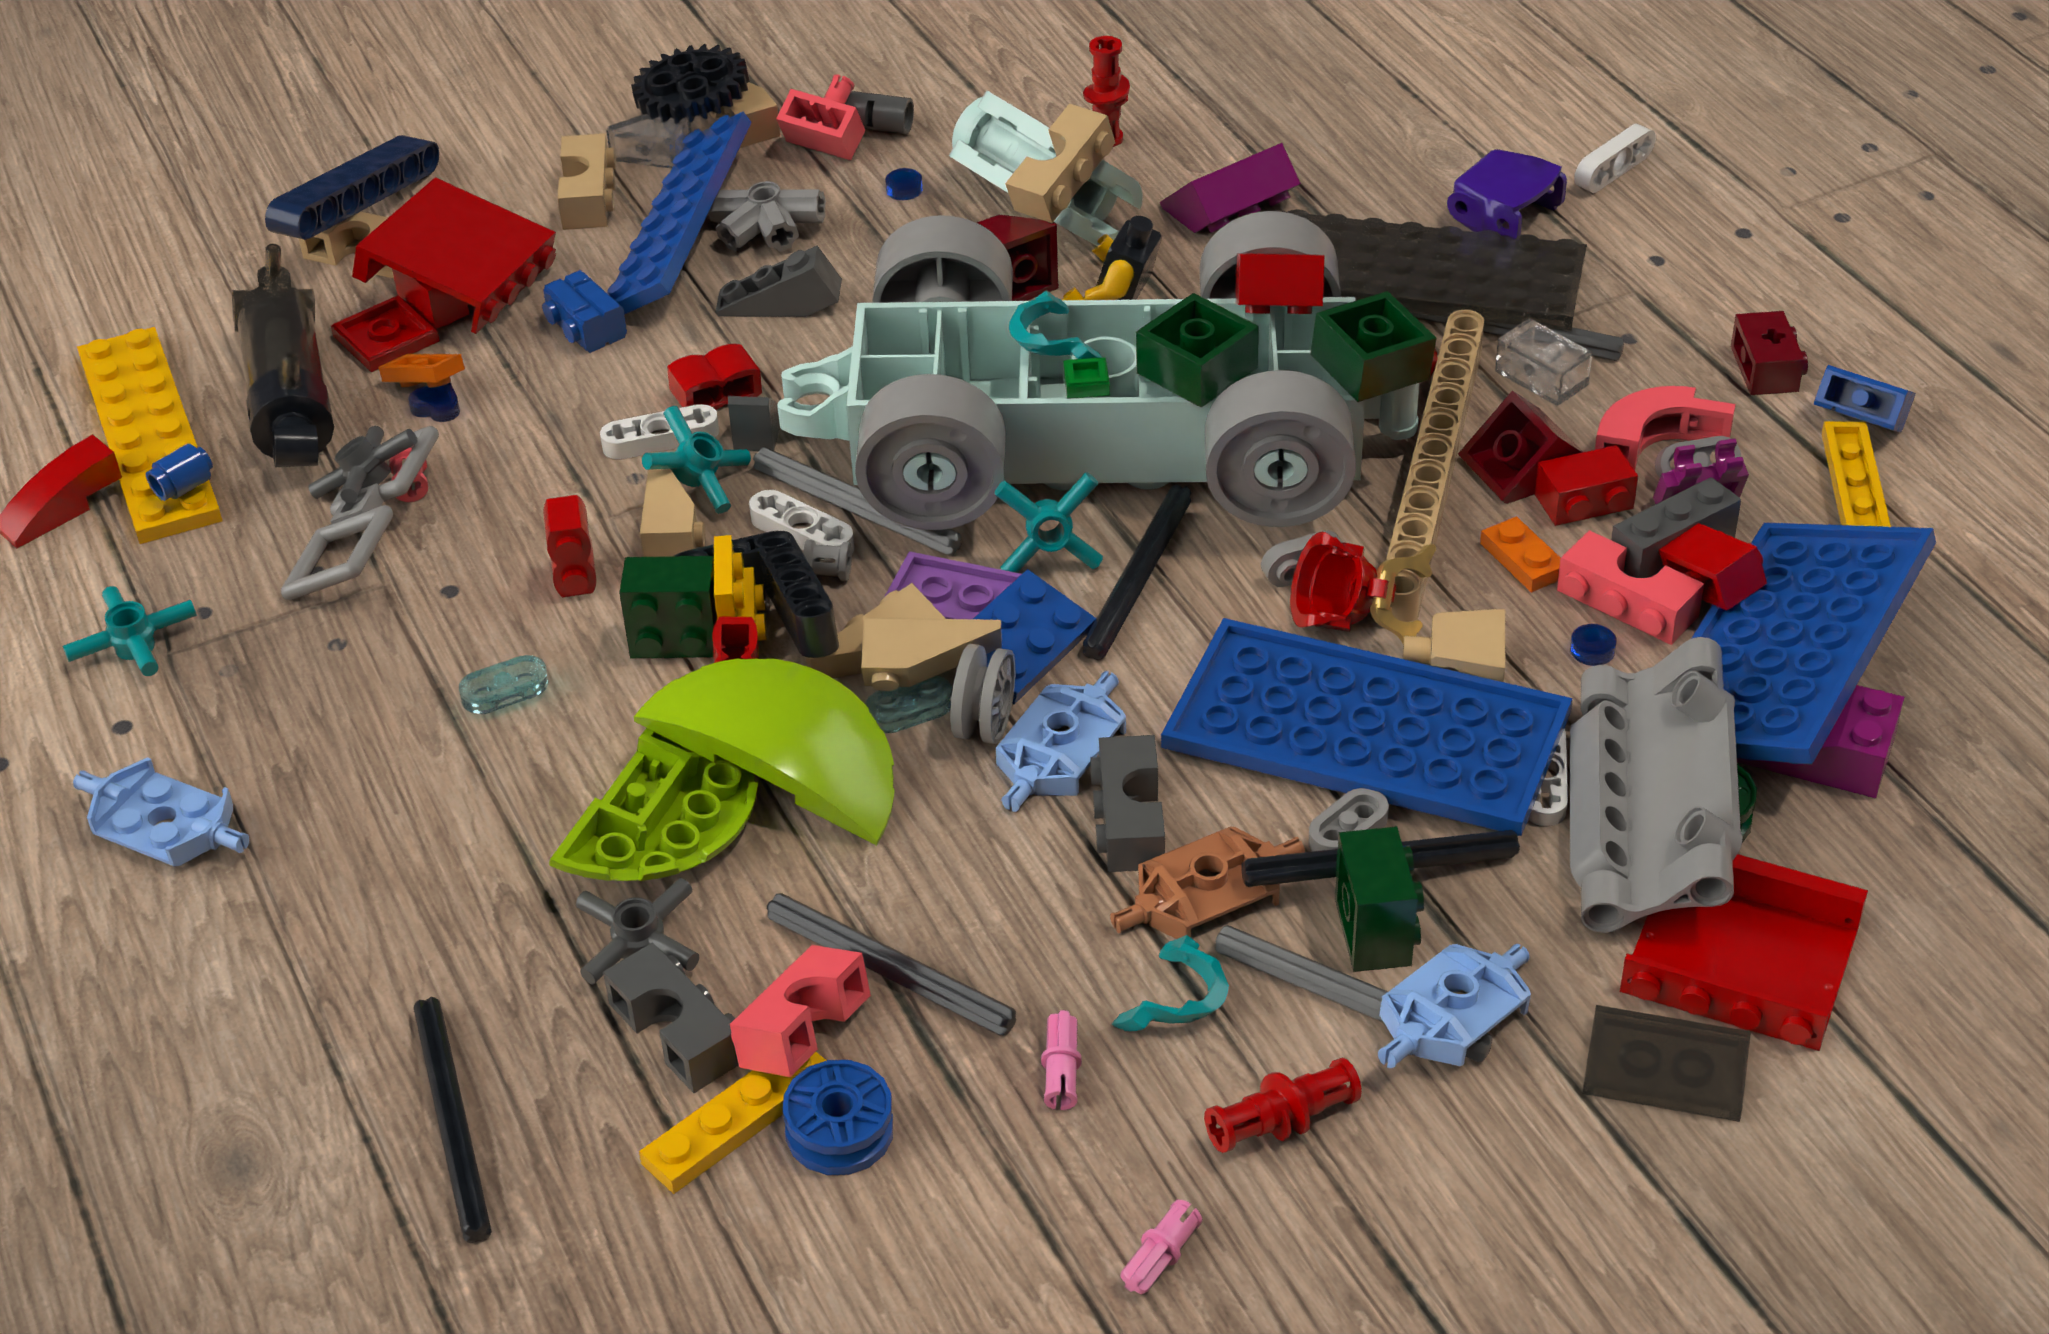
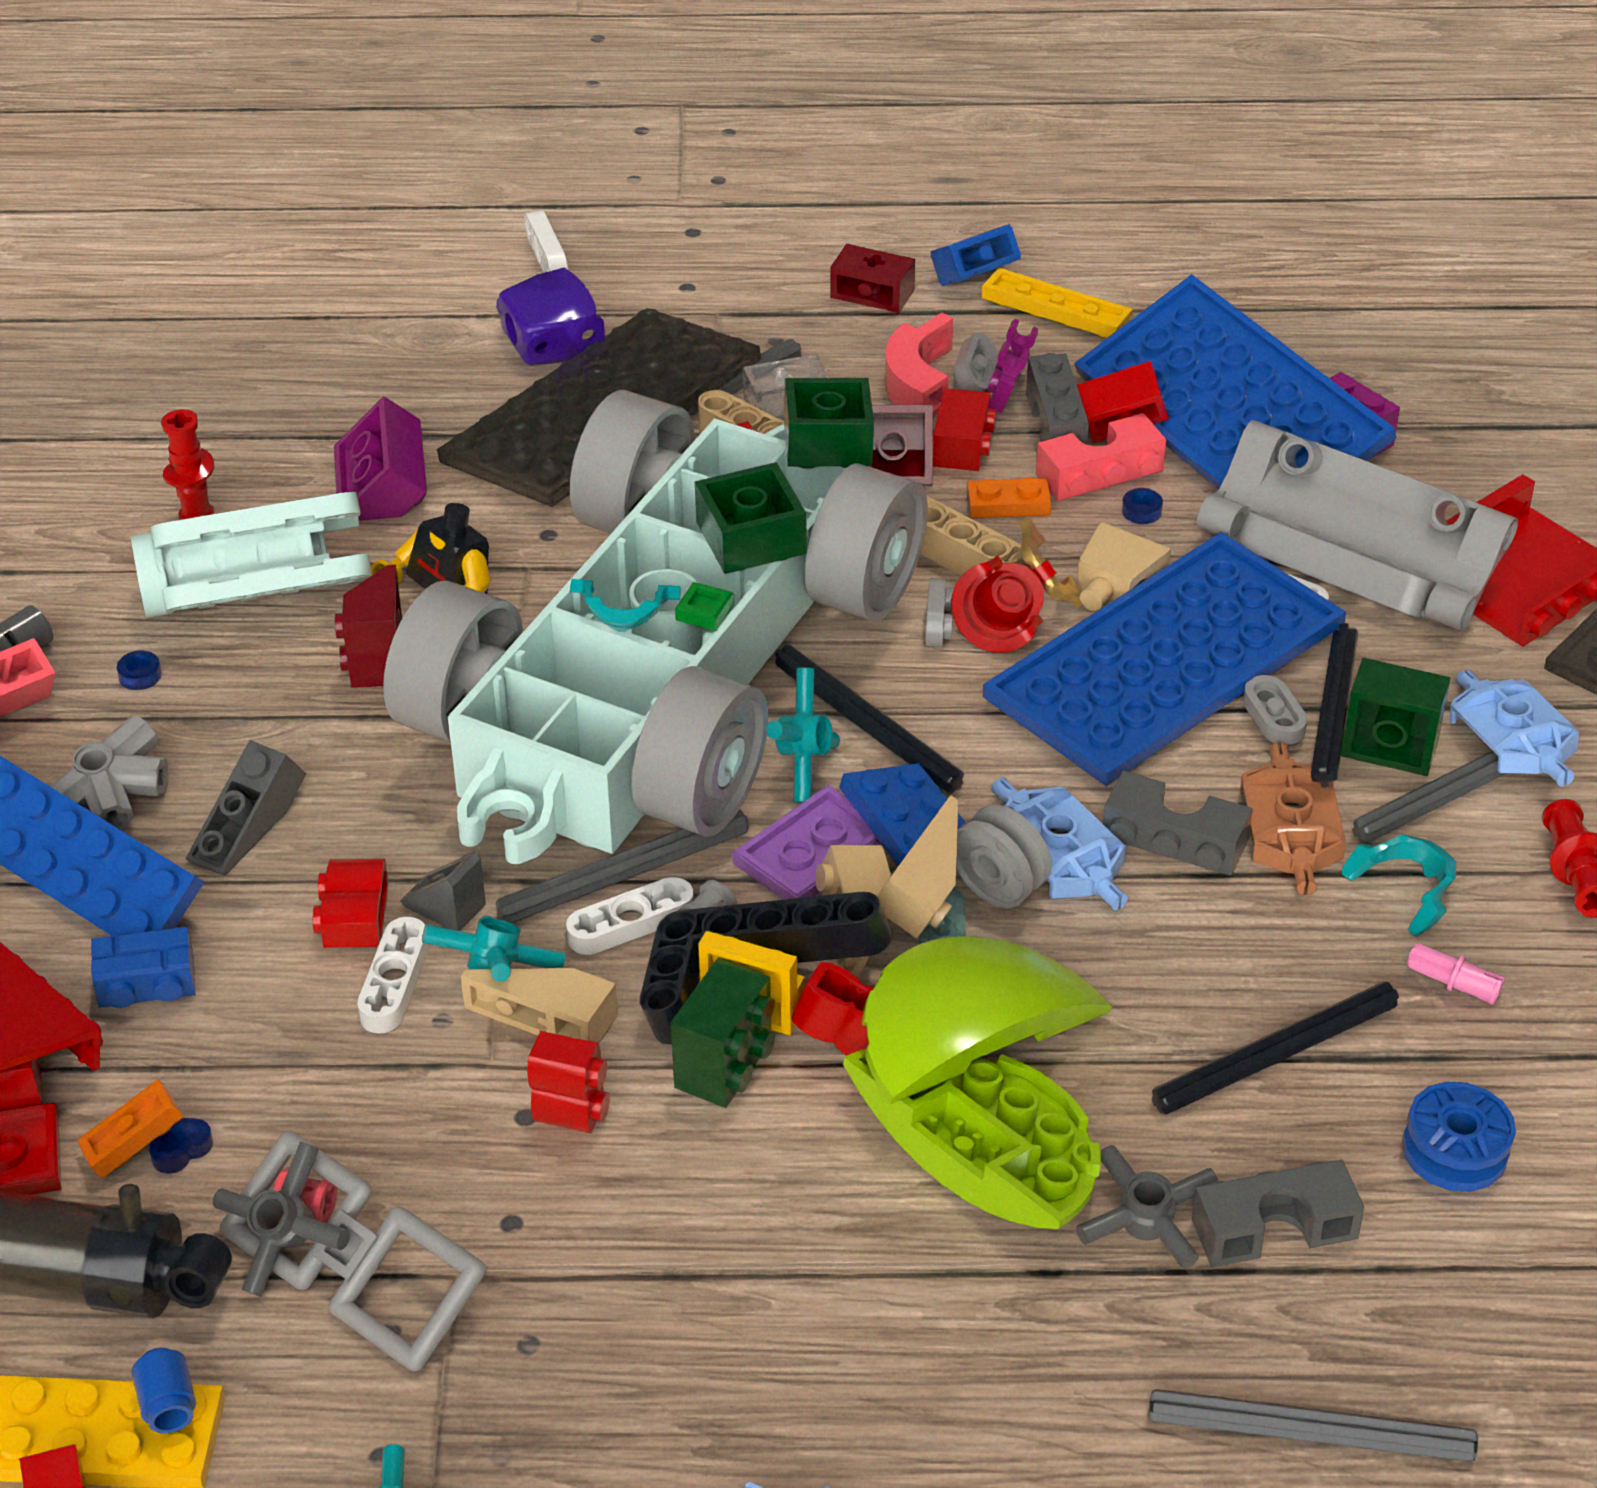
camera: 65 degrees left, 0 degrees up
(503, 684) = (716, 1214): clear light blue plate -> none
(718, 1127) = (1409, 1213): yellow plate -> none
(777, 1027) = (1363, 1132): coral arch -> none
(1047, 186) = (333, 486): tan arch -> none
(1279, 281) = (689, 438): red brick -> none

